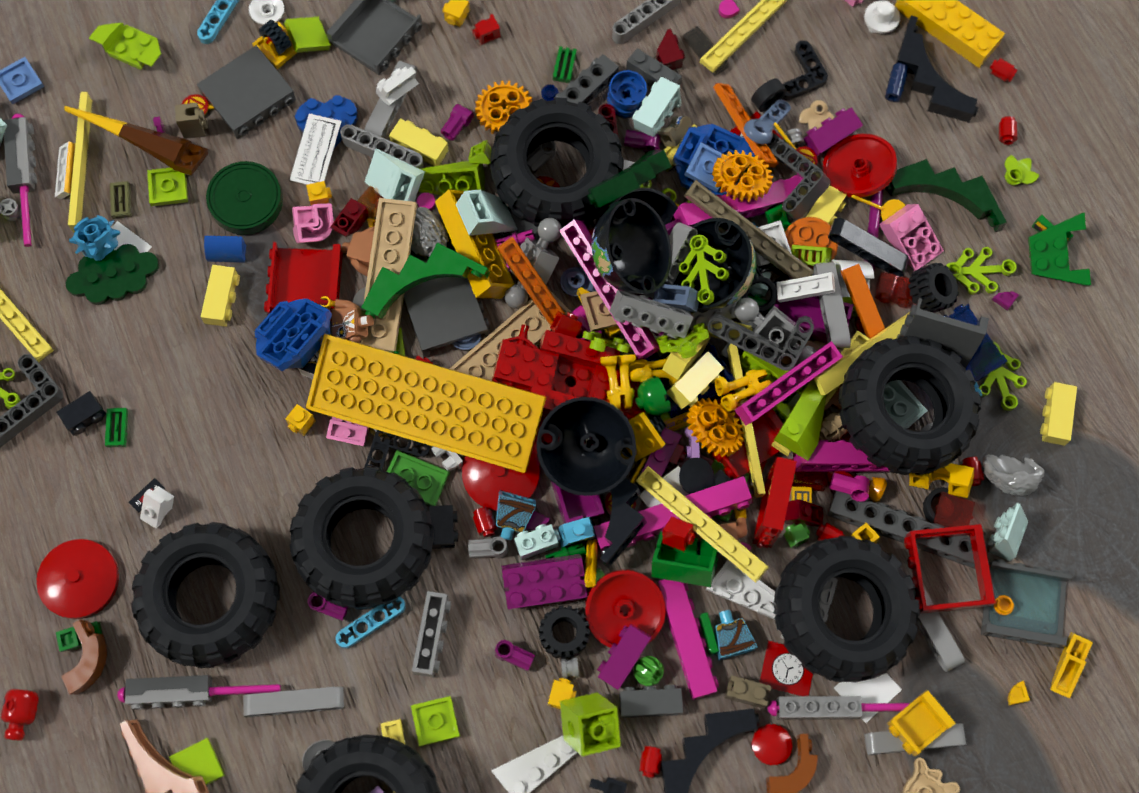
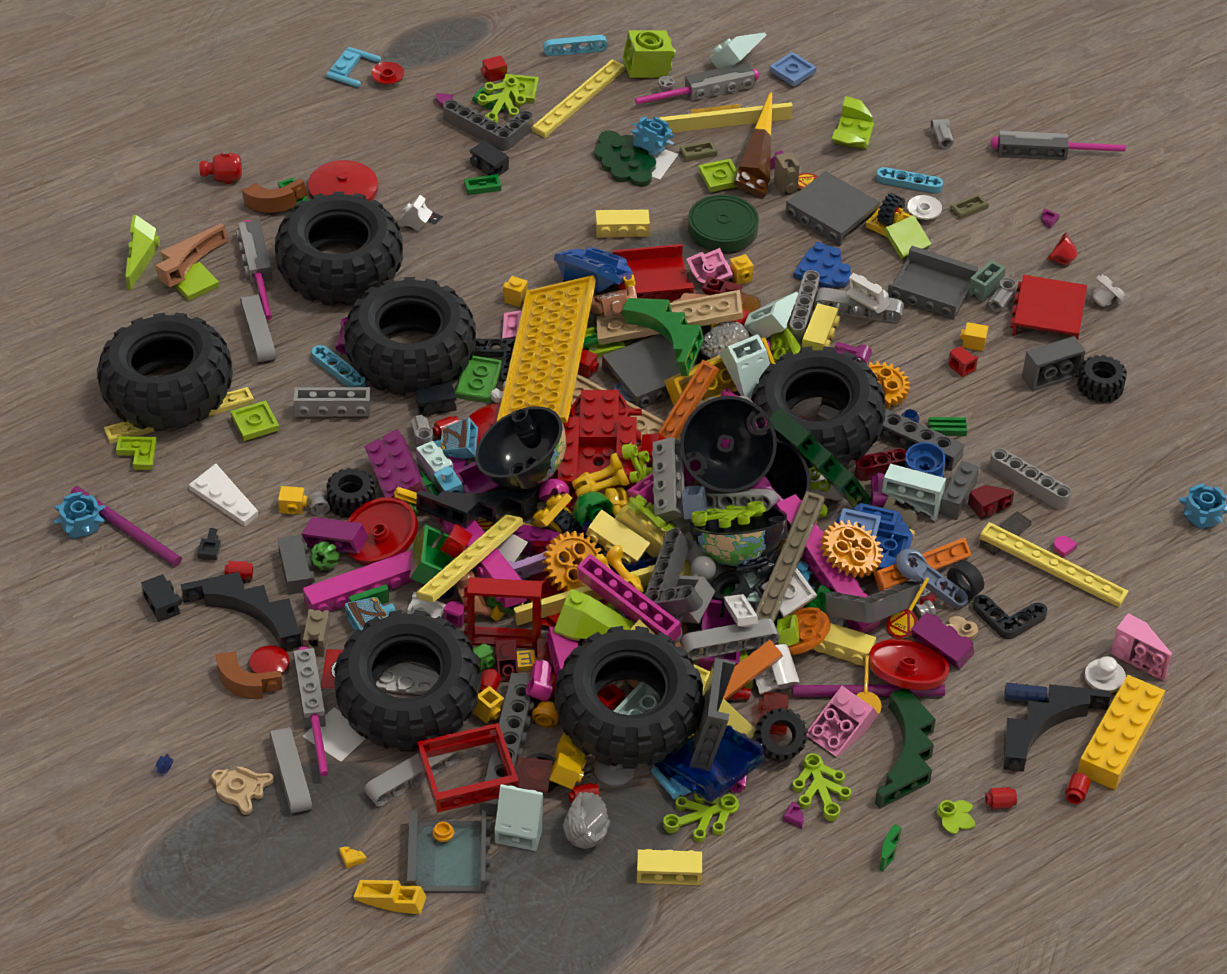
camera: 80 degrees right, 25 degrees down
(224, 249) = (668, 219): blue brick -> none
(315, 149) = (788, 262): white sticker -> none
(516, 656) = (324, 463): magenta piece -> none
(590, 724) = (264, 507): lime brick -> none
(696, 475) = (524, 560): black sticker -> none
(868, 247) = (810, 673): beam -> none
(920, 723) = (303, 758): yellow panel -> none
(1050, 252) = (858, 843): green wing -> none

